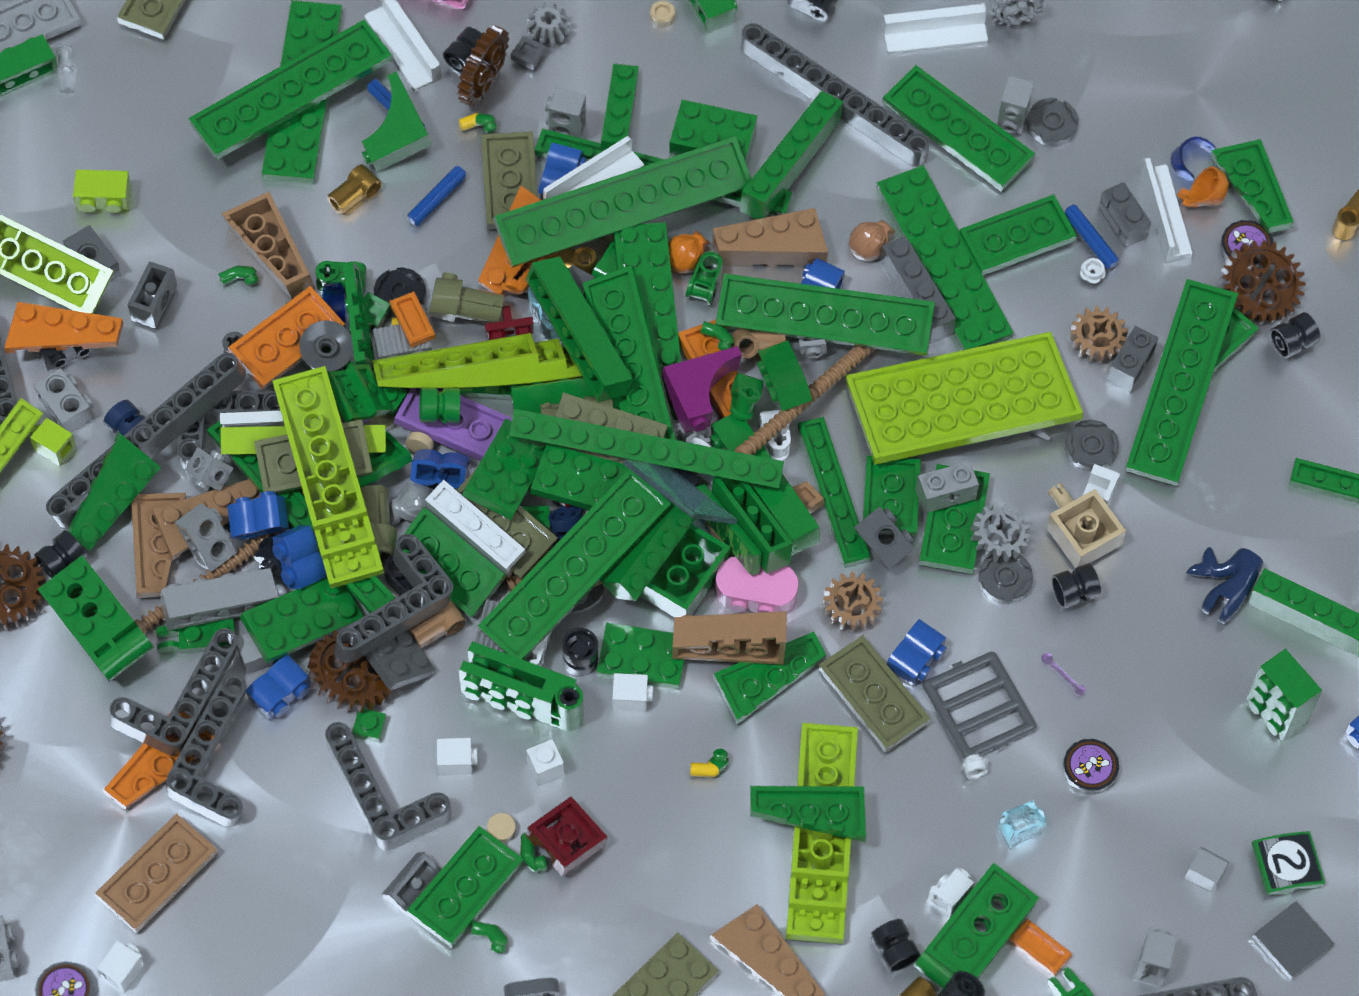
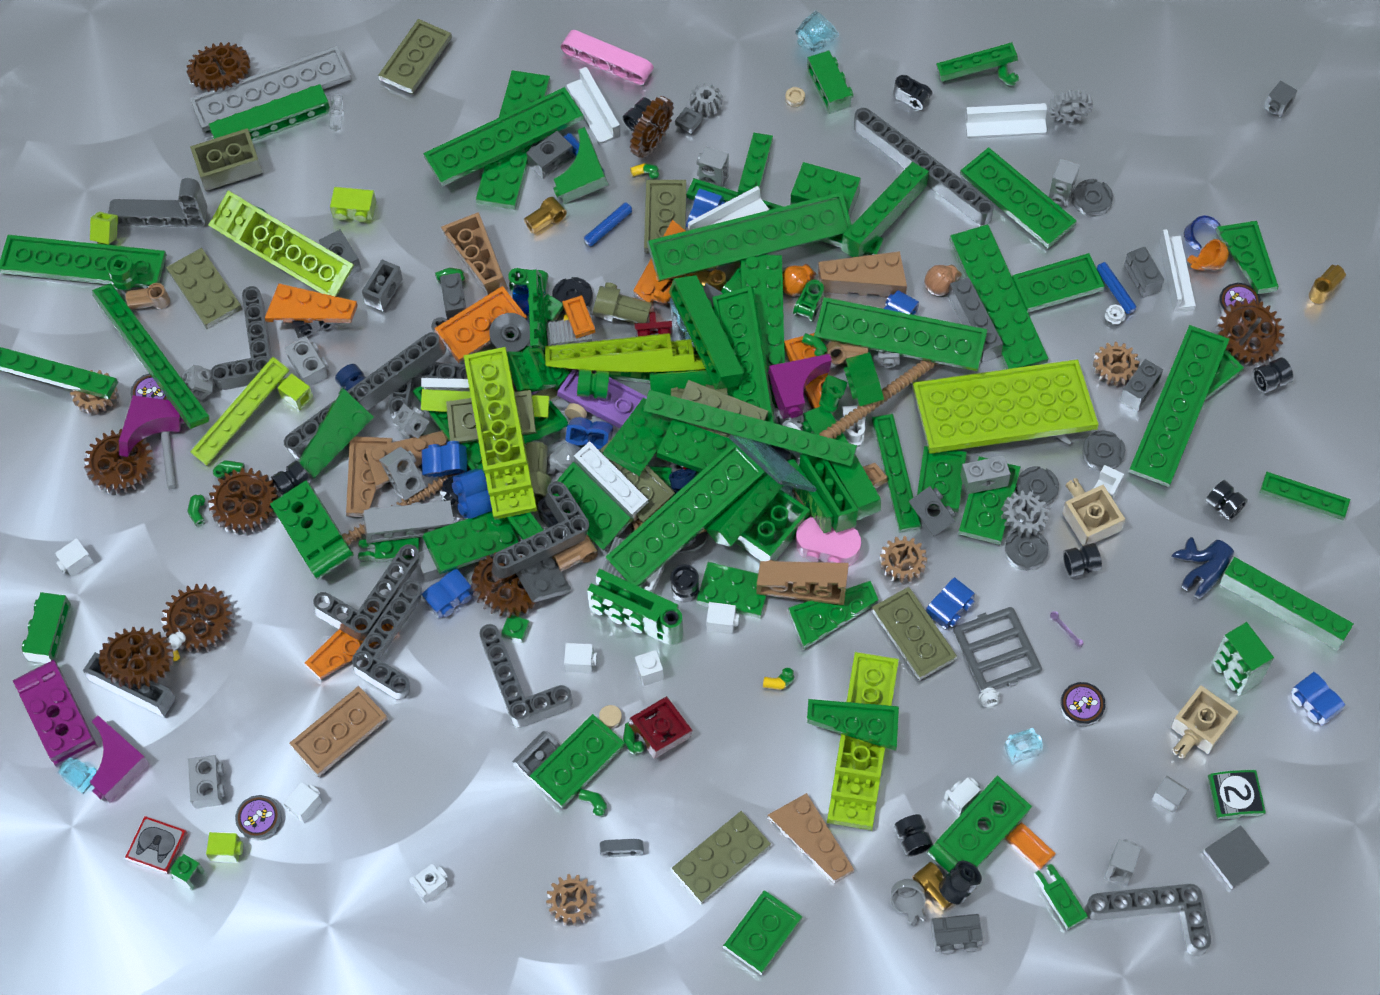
camera: 10 degrees right, 0 degrees up
(245, 301) = (452, 294): none -> dark grey brick
(349, 121) = (546, 163): none -> dark grey brick
(1016, 491) = (1040, 483): none -> dark grey tile
(1232, 787) = (1197, 731): none -> tan brick
(1250, 498) = (1226, 499): none -> black wheel

